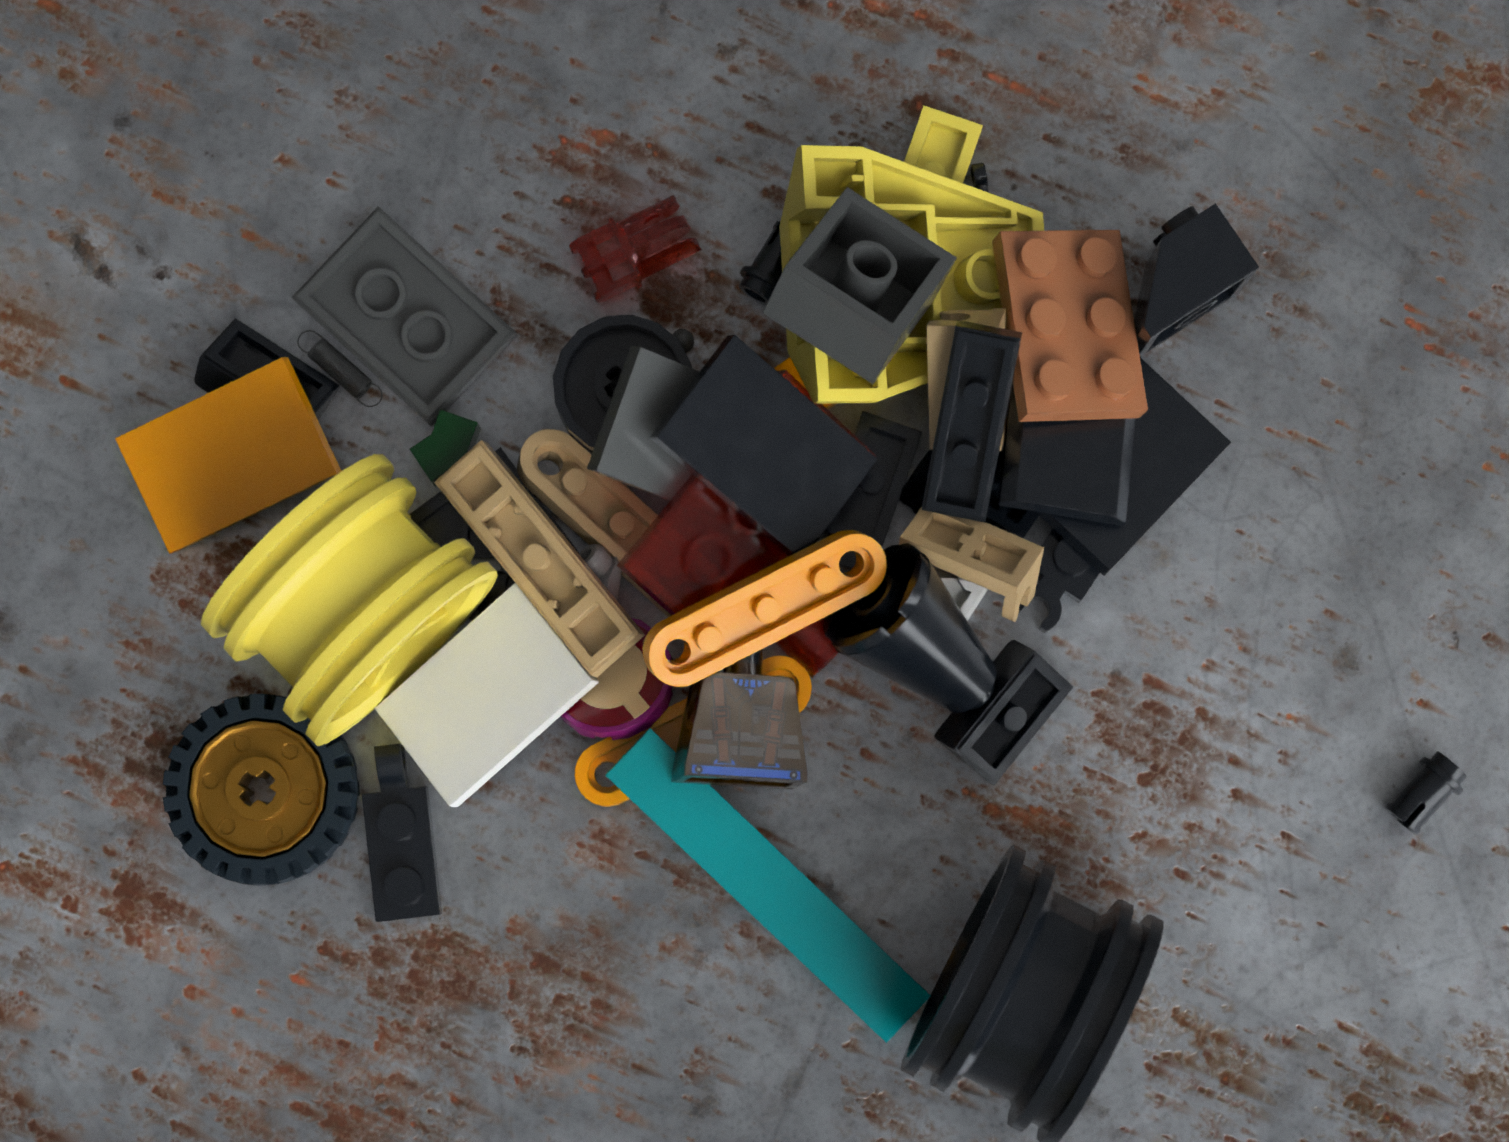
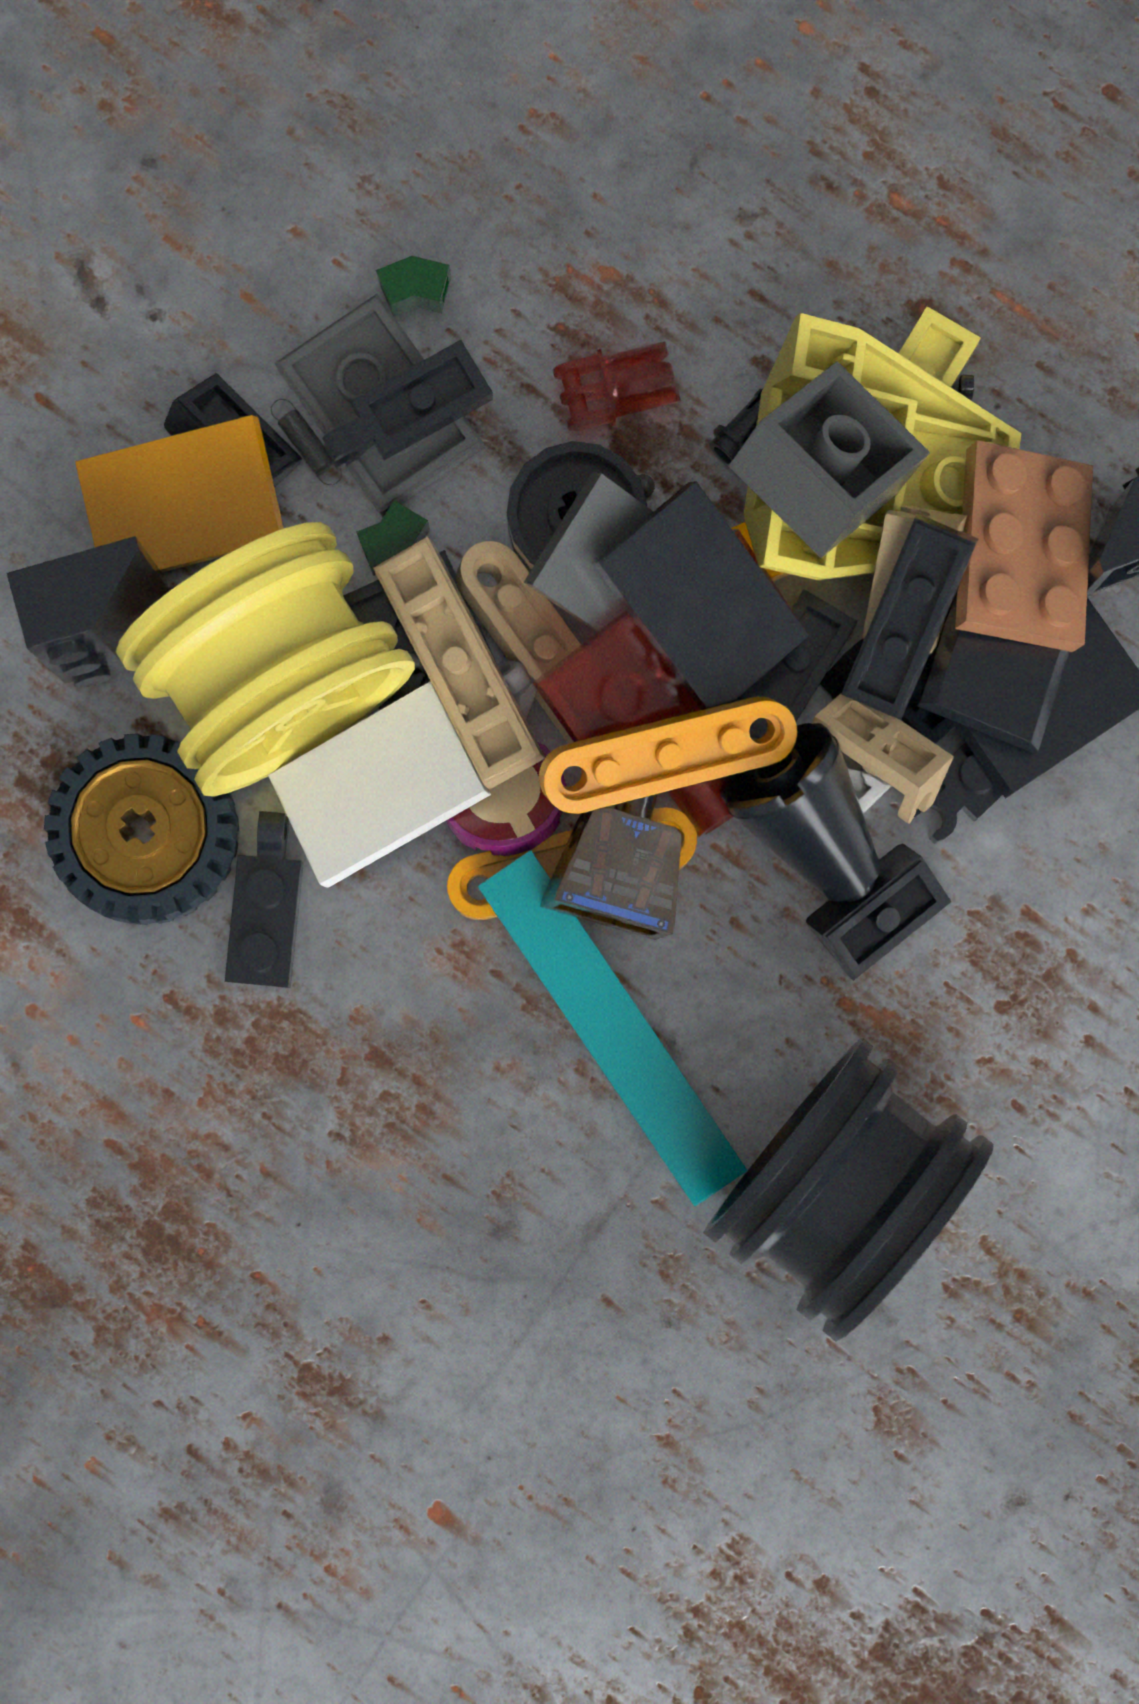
camera: 15 degrees right, 0 degrees up
(161, 585) = (83, 605): none -> black slope
(413, 189) = (414, 284): none -> dark green piece
(437, 313) = (411, 406): none -> black plate

